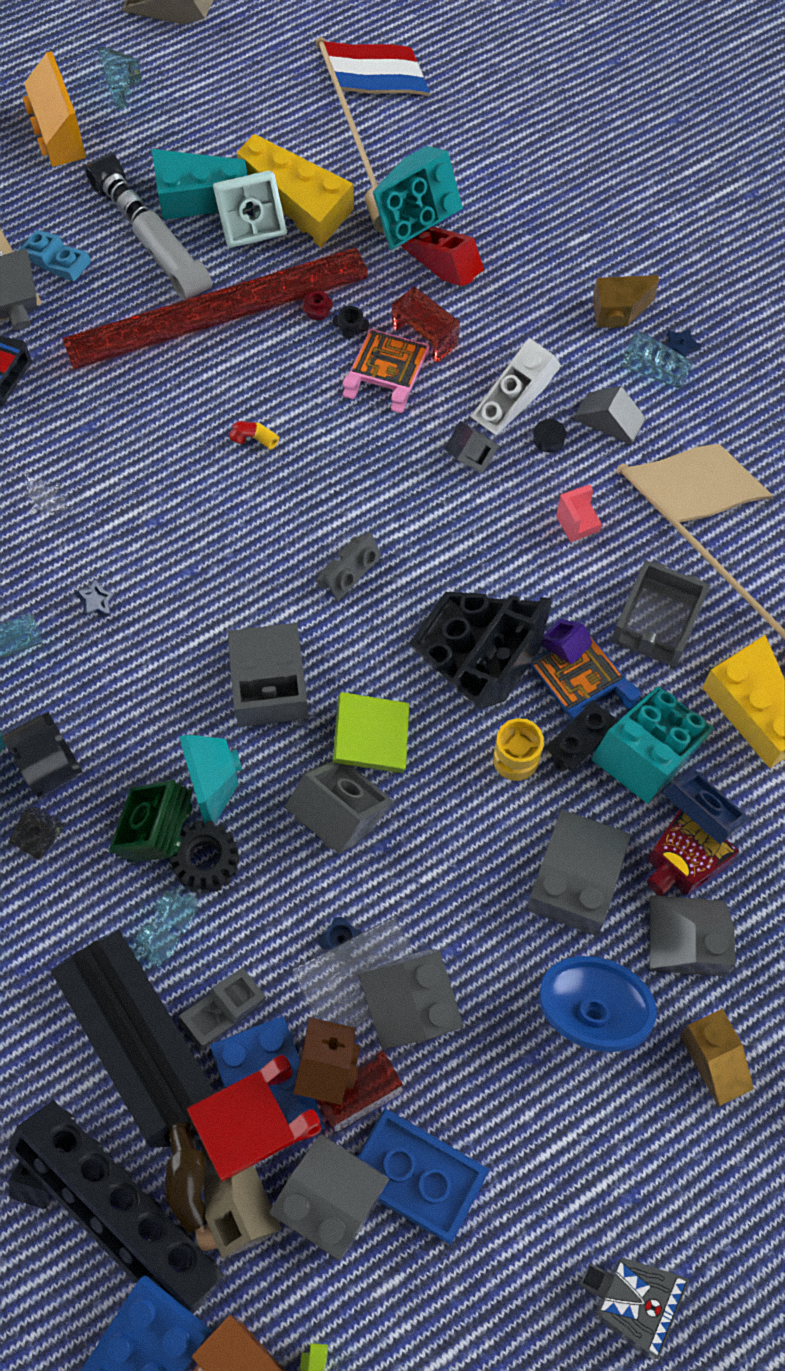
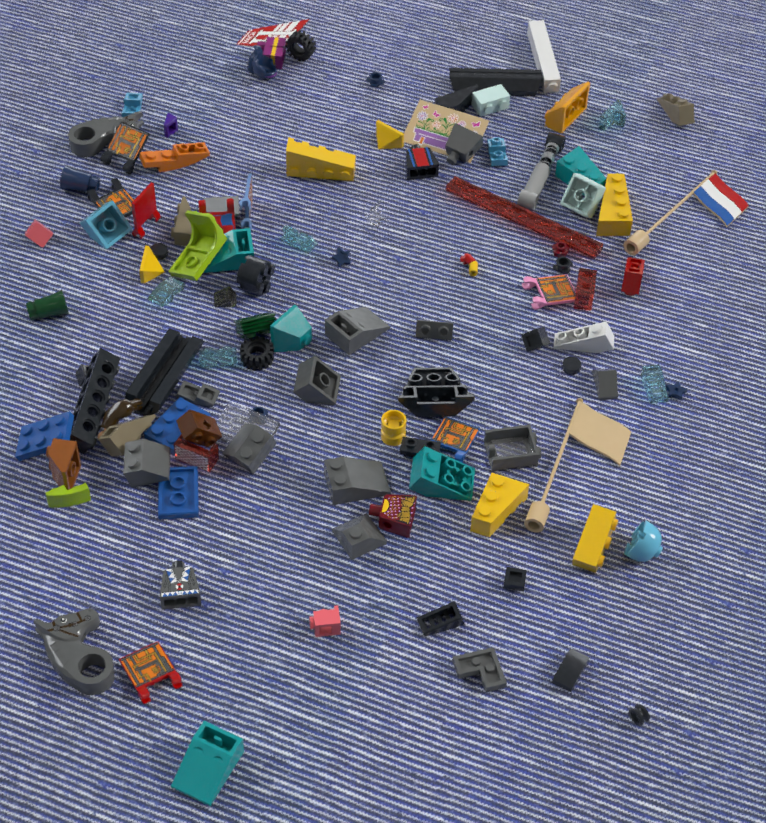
camera: 55 degrees right, 15 degrees down
(246, 1122) = (155, 417): red flag -> none
(371, 732) = (359, 376): lime tile -> none
(417, 195) = (646, 244): teal slope -> none
(567, 640) = (466, 422): dark purple slope -> none
(577, 514) = (536, 393): coral panel -> none
(597, 1004) = (296, 508): blue dish -> none
(622, 299) = (675, 353): pearl gold slope -> none
(706, 806) = (423, 506): dark blue tile -> none
(718, 1057) = (308, 567): pearl gold slope -> none

